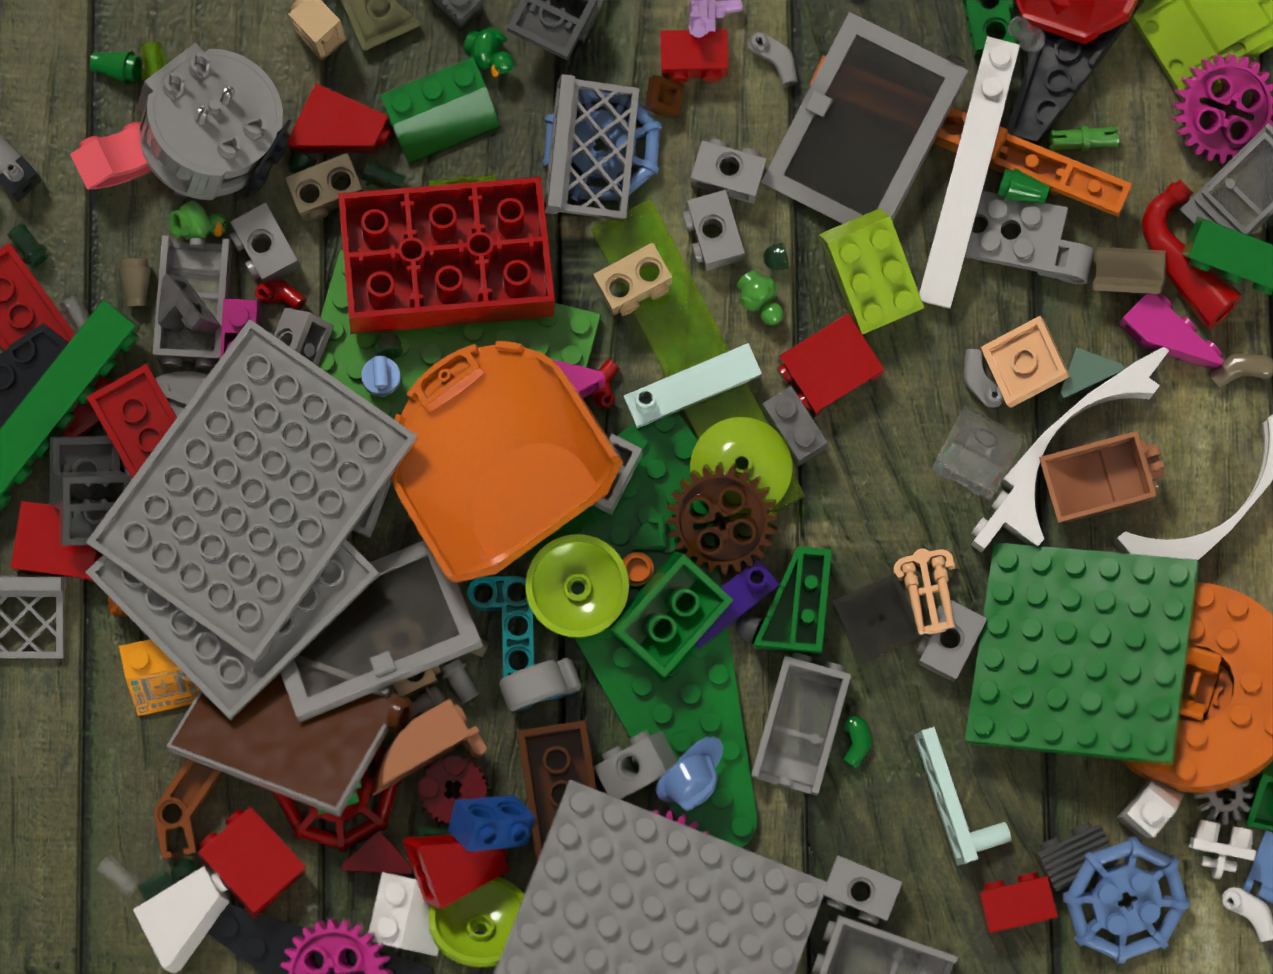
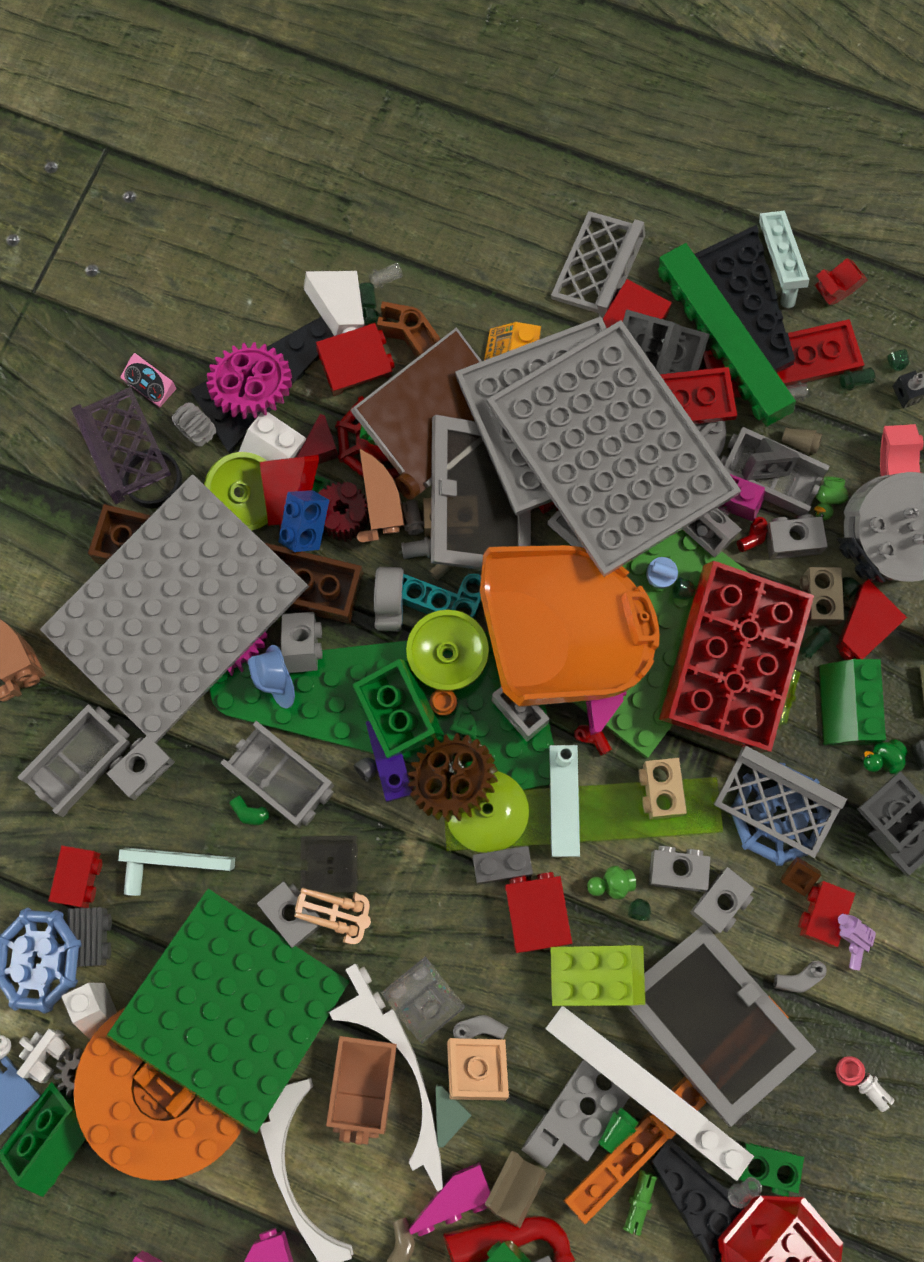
camera: 110 degrees right, 5 degrees down
(799, 607) = (364, 809): green wedge -> none

